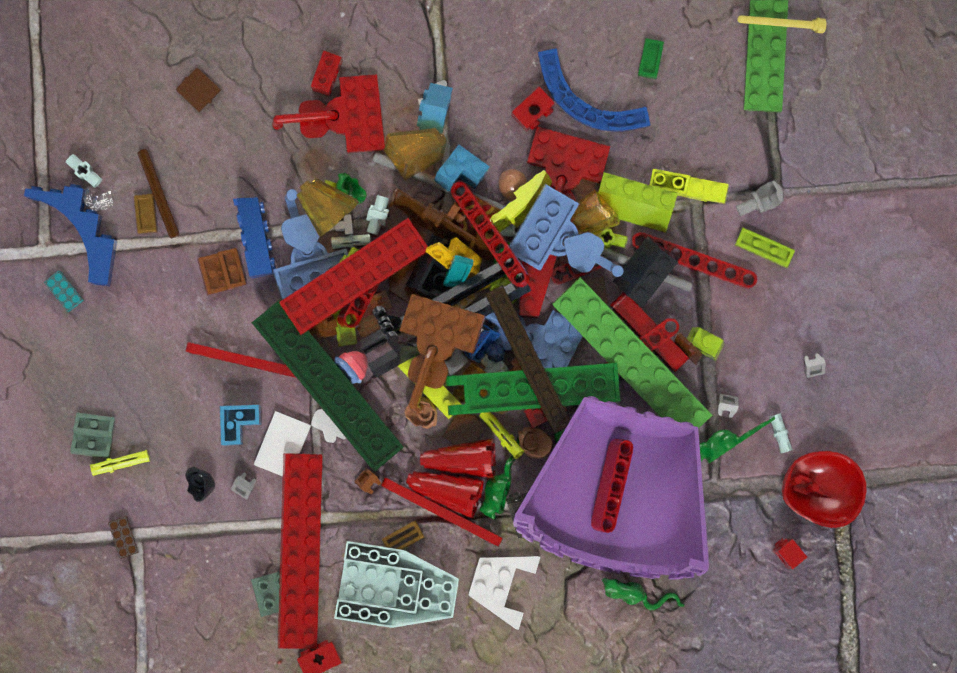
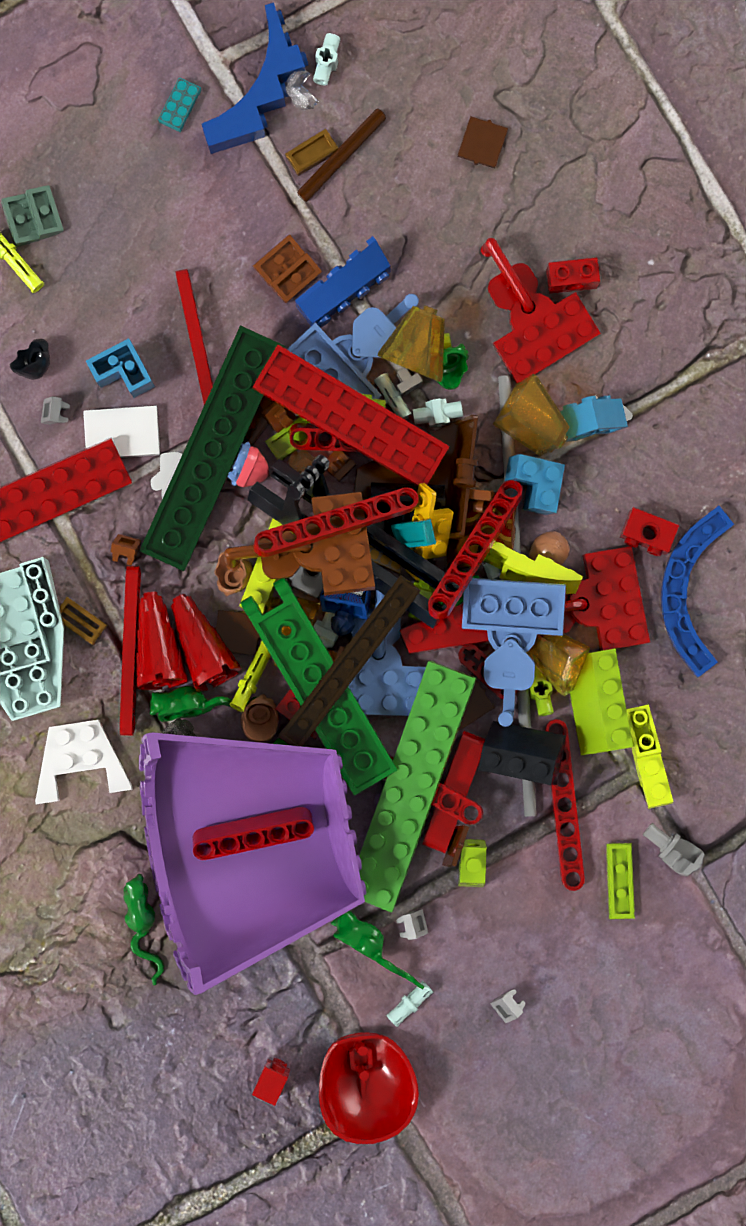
camera: 70 degrees right, 0 degrees up
(429, 329) = (327, 530): none -> red beam

